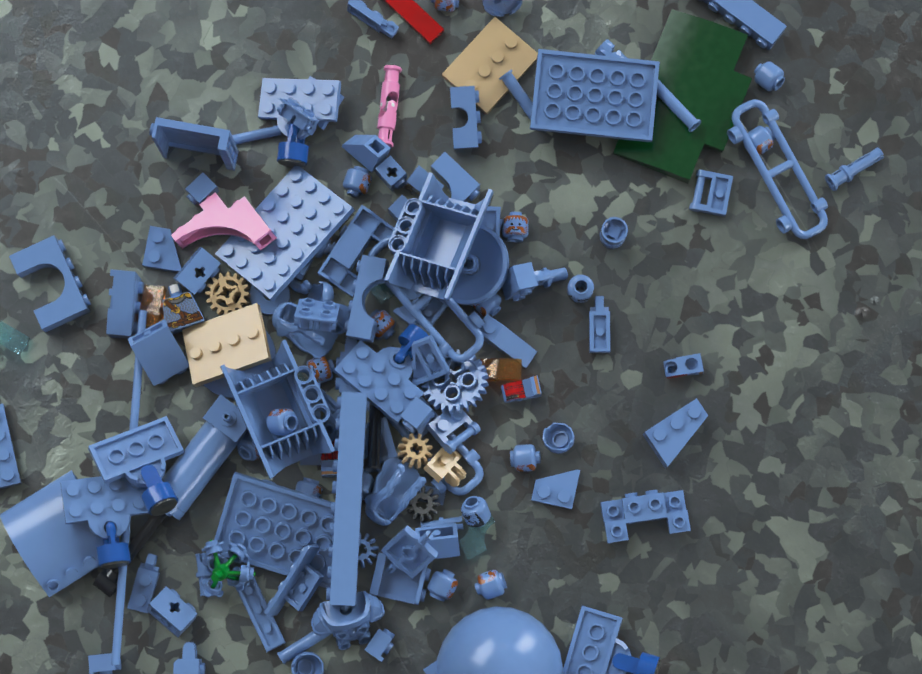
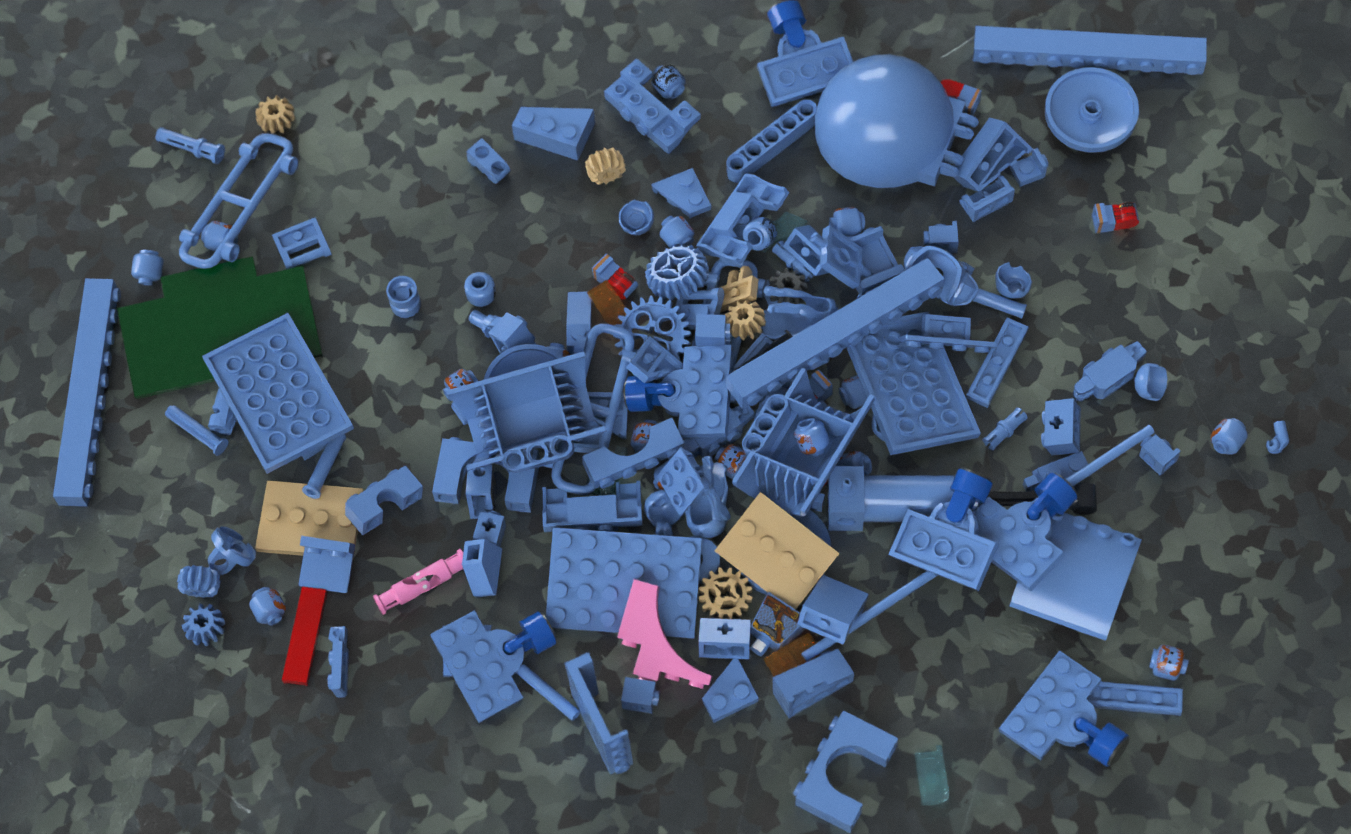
camera: 120 degrees left, 15 degrees down
(220, 568) = (989, 394): medium blue plant -> none
(291, 109) = (493, 656): medium blue hinge -> none
(357, 181) = (521, 557): medium blue head -> none
(446, 52) = (326, 564): none -> medium blue bracket
(490, 584) = (814, 185): medium blue head -> none
(496, 420) = (677, 272): none -> medium blue gear
(504, 506) = (744, 205): none -> medium blue bracket
(553, 571) = (775, 131): none -> medium blue beam
(599, 327) = (504, 253): medium blue hinge -> none
(615, 33) = (197, 430): none -> medium blue axle
(616, 444) = (605, 166): none -> tan gear
(658, 543) = (668, 81): none -> medium blue head
(677, 107) = (238, 314): medium blue pin -> none
(837, 235) = (275, 115): none -> tan gear

